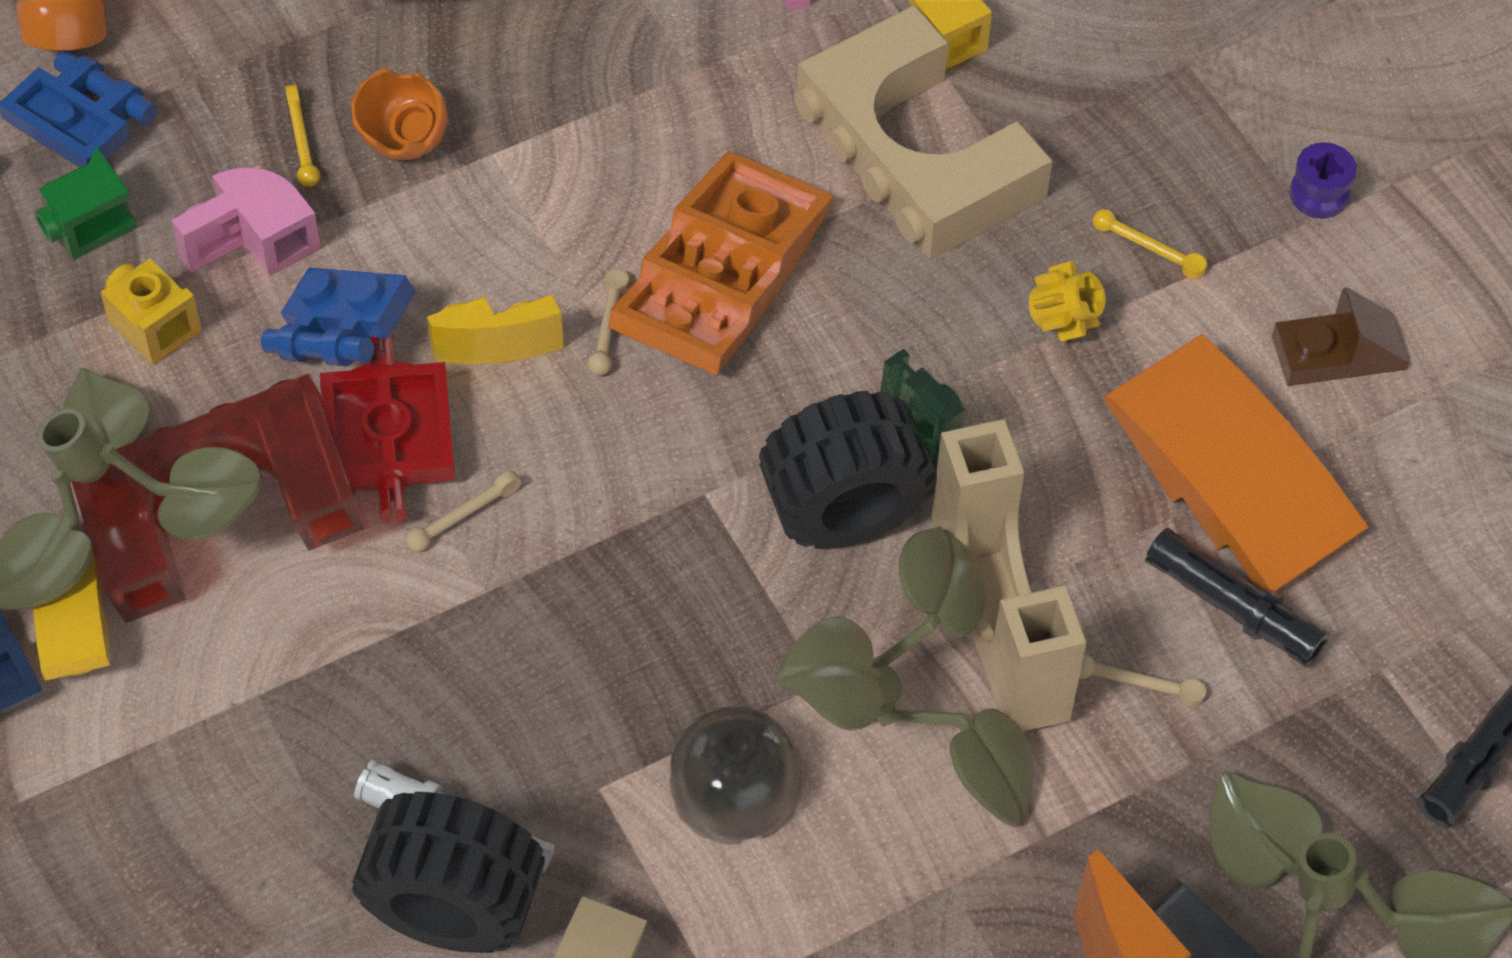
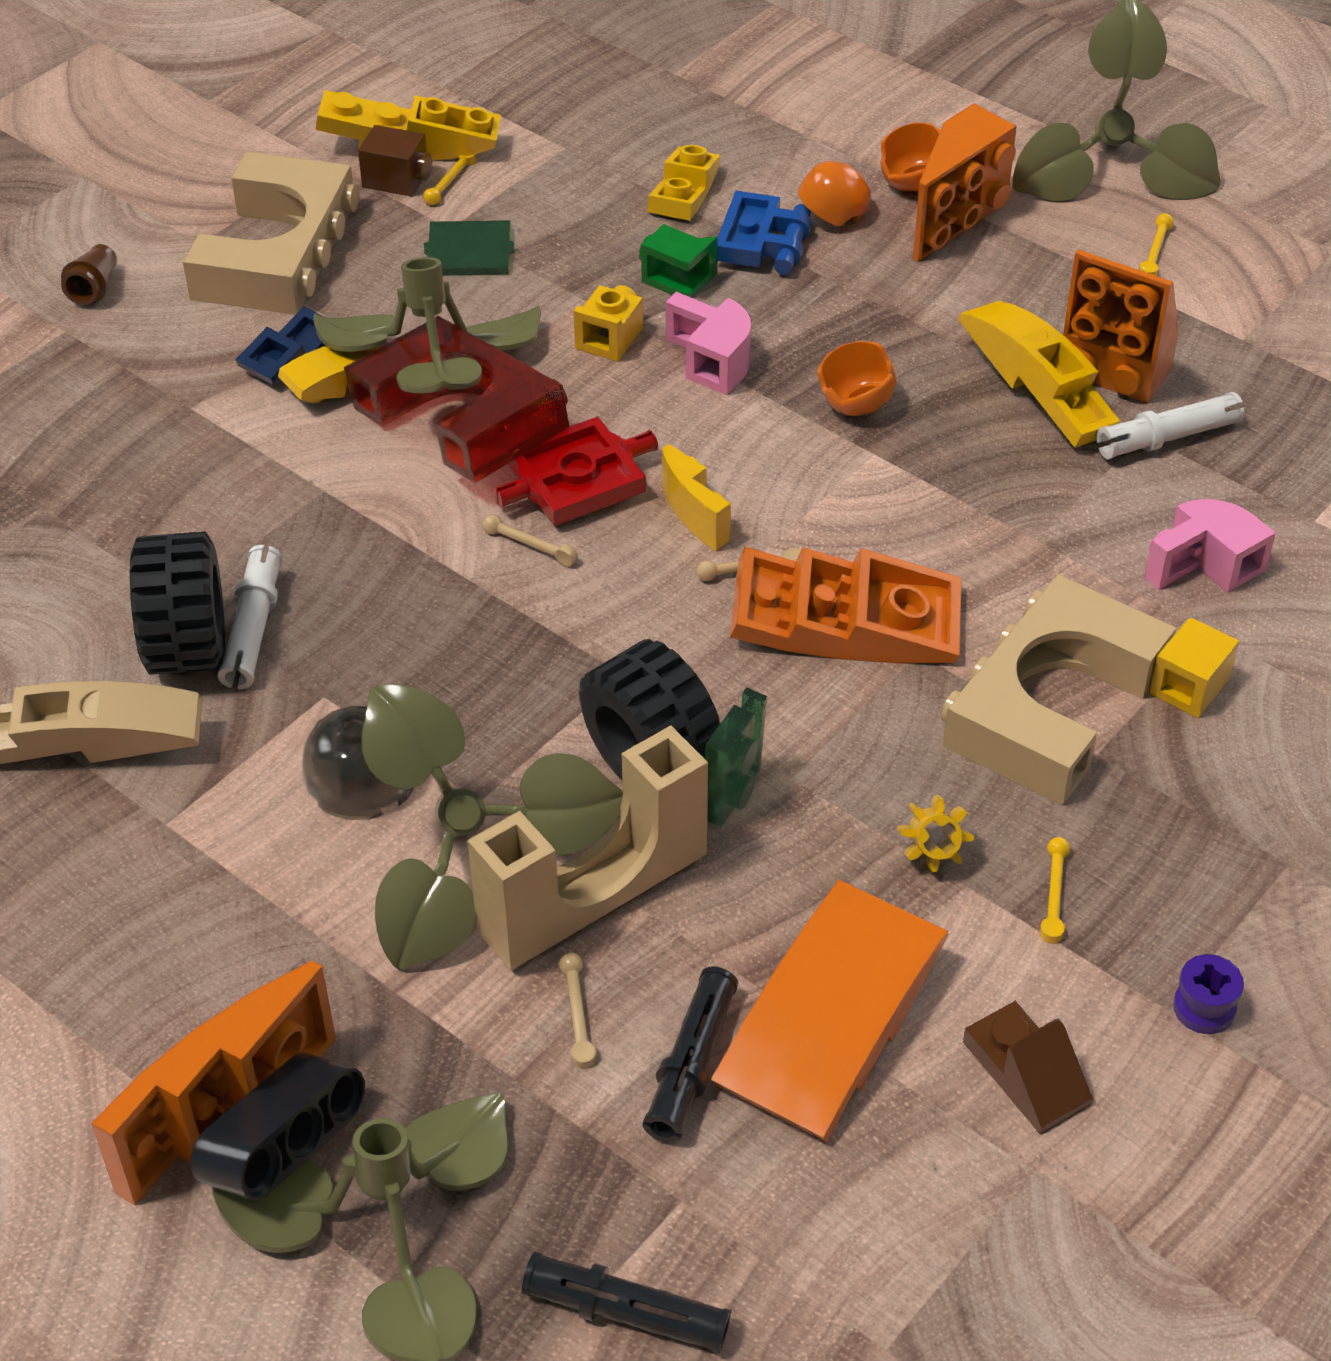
camera: 70 degrees right, 10 degrees down
(307, 174) = (850, 331): yellow hinge -> none
(336, 314) = (659, 410): blue plate -> none

